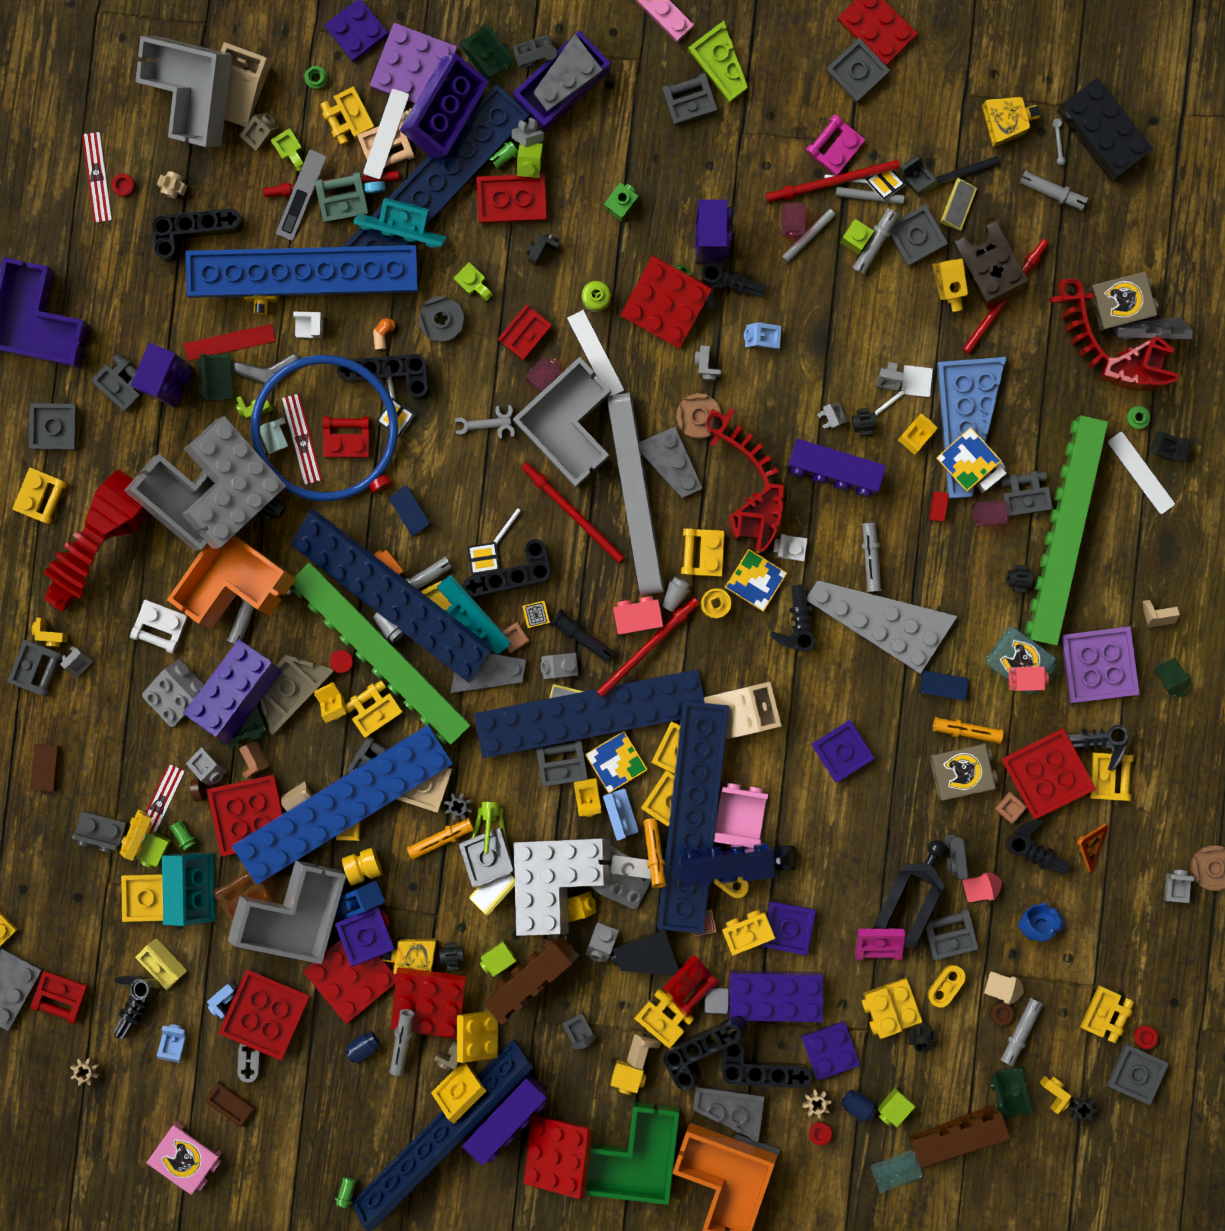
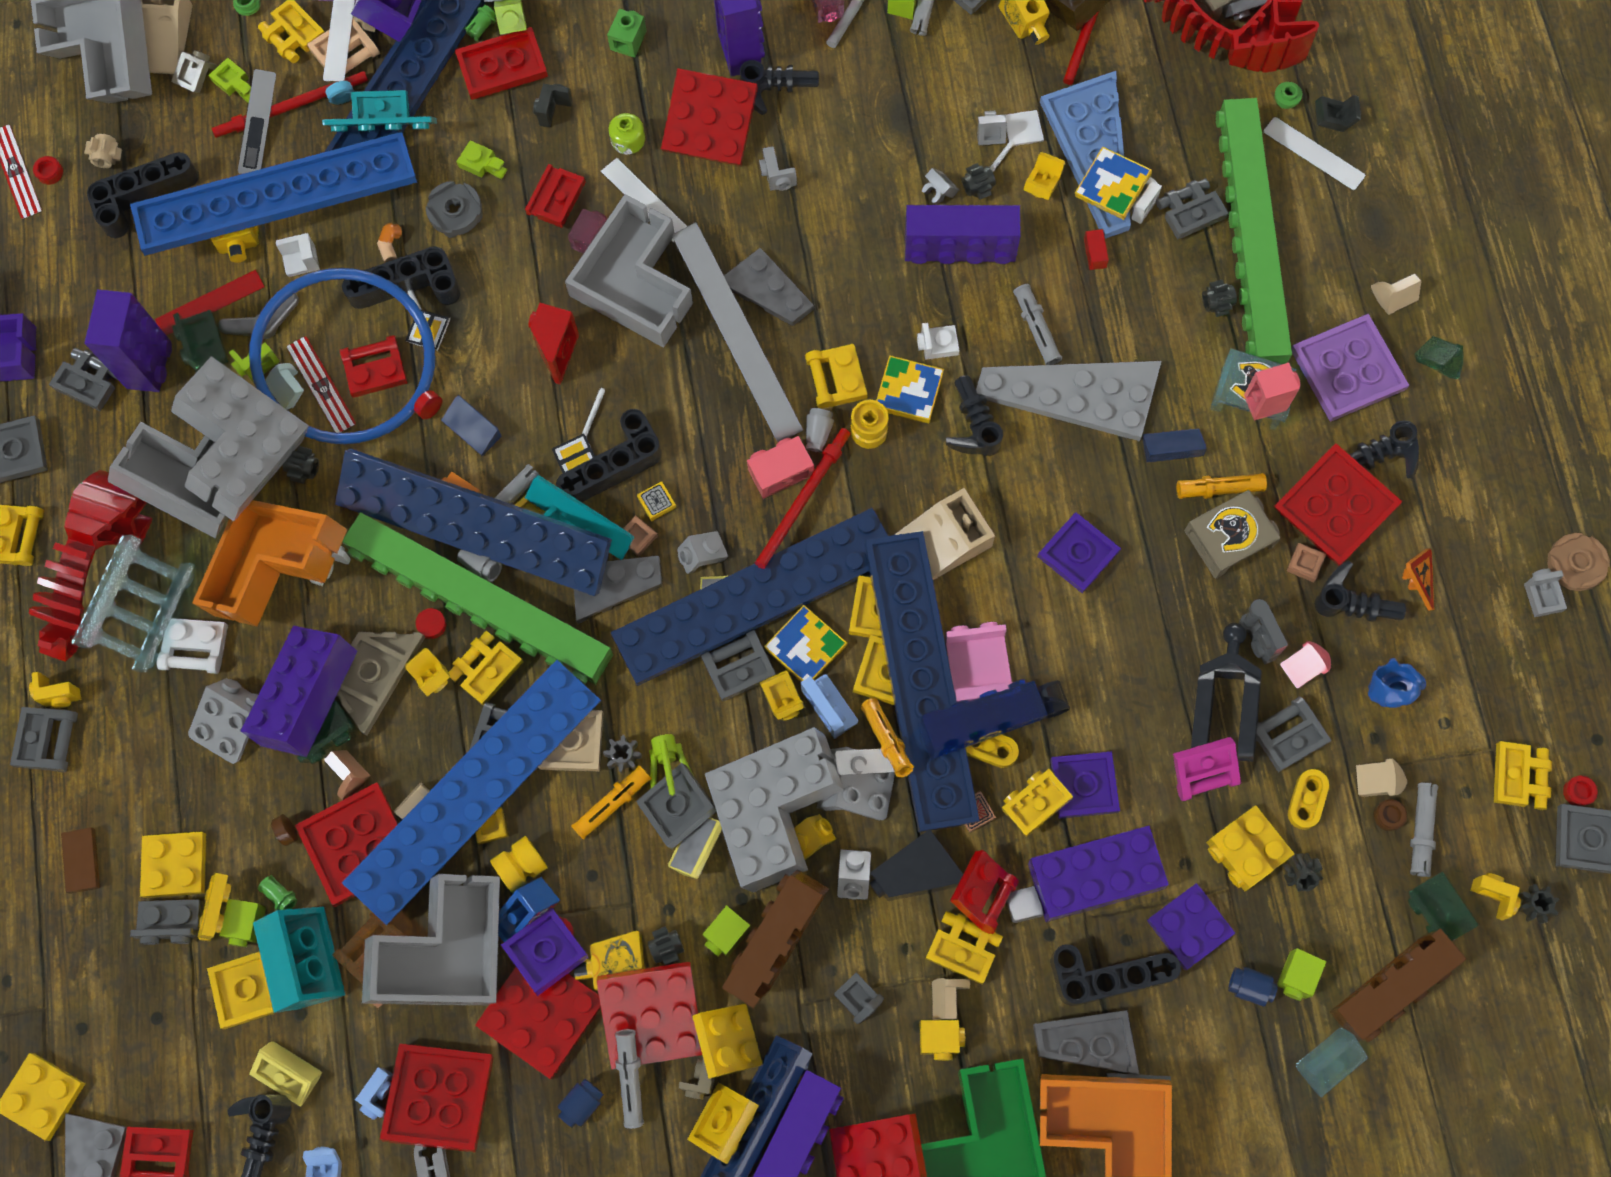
camera: 15 degrees left, 15 degrees down
(76, 662) = (95, 716): light grey tile -> none
(111, 569) = (116, 579): none -> clear light blue fence
(111, 790) = (173, 864): none -> yellow plate
(163, 795) = (242, 855): sticker -> none
(206, 767) = (290, 799): light grey bracket -> none
(241, 622) = (295, 603): light grey pin -> none
(343, 204) = (307, 119): sand green plate -> none
(491, 462) = (555, 337): none -> red slope
(503, 422) = (555, 298): light grey bar -> none
(540, 481) = (620, 350): red bar -> none
(572, 629) = (706, 504): black pin -> none
(693, 415) = (784, 231): medium nougat tile -> none
(706, 1045) = (1030, 961): black beam -> none
(759, 515) = (892, 302): red piece -> none
(762, 335) = (831, 124): light blue bracket -> none
(816, 1096) = (1205, 995): tan gear -> none
(820, 1133) = (1215, 1040): red tile -> none
(990, 513) = (1159, 238): clear pink brick -> none
(1105, 779) = (1408, 491): yellow plate -> none

